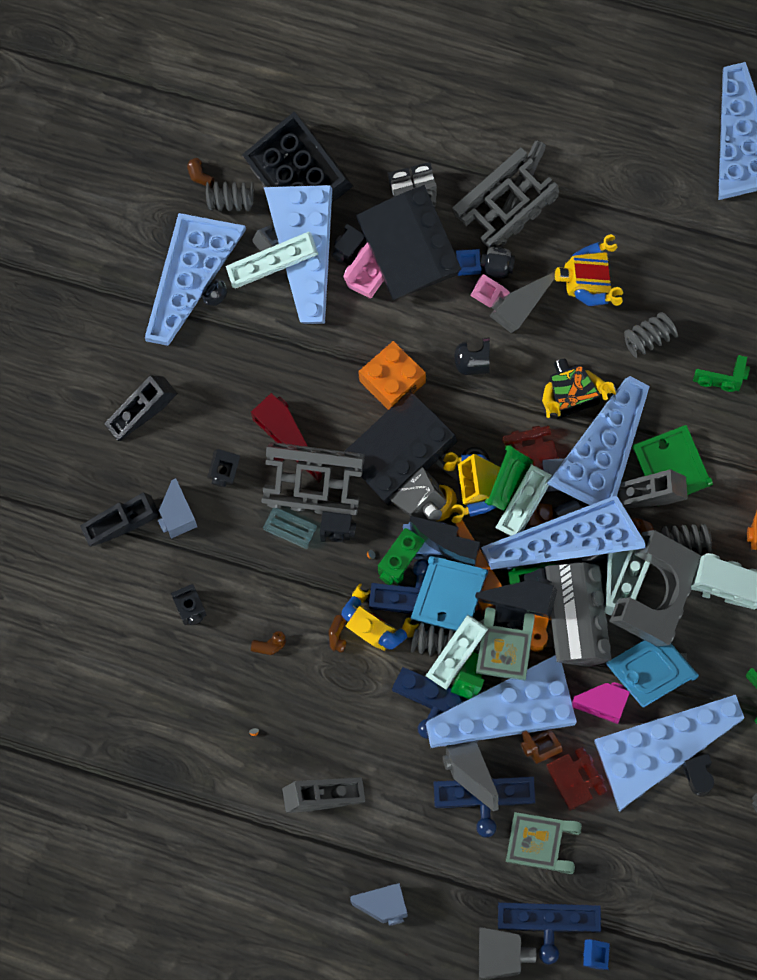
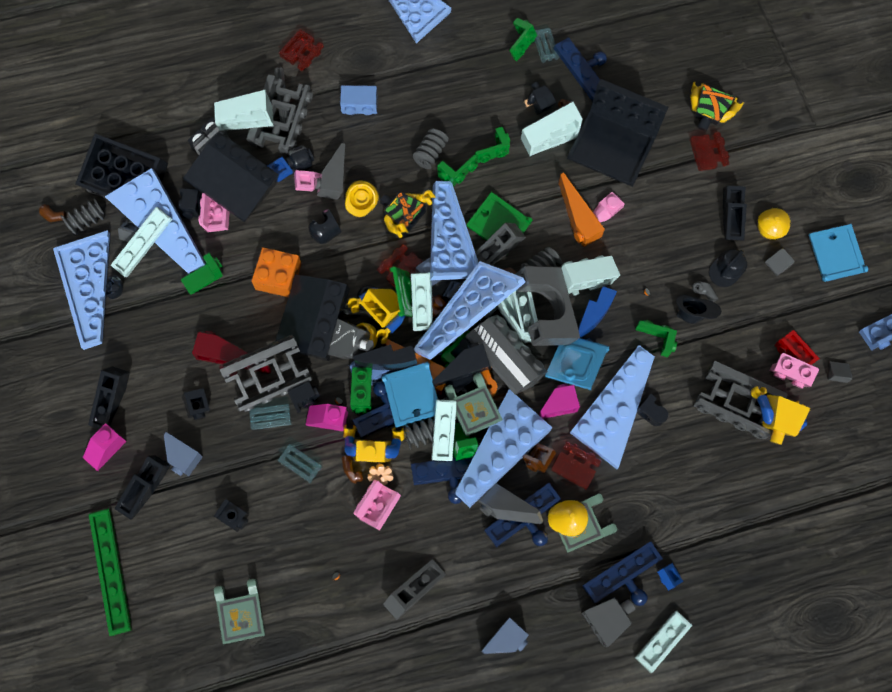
camera: 40 degrees left, 0 degrees up
(38, 586) = (110, 572): none -> green tile
(105, 455) = (103, 446): none -> dark pink slope
(136, 710) = (240, 616): none -> sand green flag
(270, 647) = (309, 508): reddish brown arm -> none
(297, 613) = (313, 473): none -> clear light blue tile
(314, 334) = (203, 275): none -> green bracket
(340, 685) = (376, 504): none -> bright pink bracket
(348, 564) = (327, 416): none -> dark pink slope
(363, 657) = (380, 473): none -> light nougat plant
(466, 178) = (244, 112): none -> light aqua wedge
(530, 826) = (568, 517): none -> yellow hat
(535, 347) = (361, 198): none -> yellow hat
(579, 128) = (297, 46): none -> clear red plate
(589, 276) = (366, 133): torso -> none
(602, 223) = (359, 100): none -> medium blue brick
(659, 386) = (446, 173): none -> green bracket
(710, 629) = (596, 311): none -> blue slope

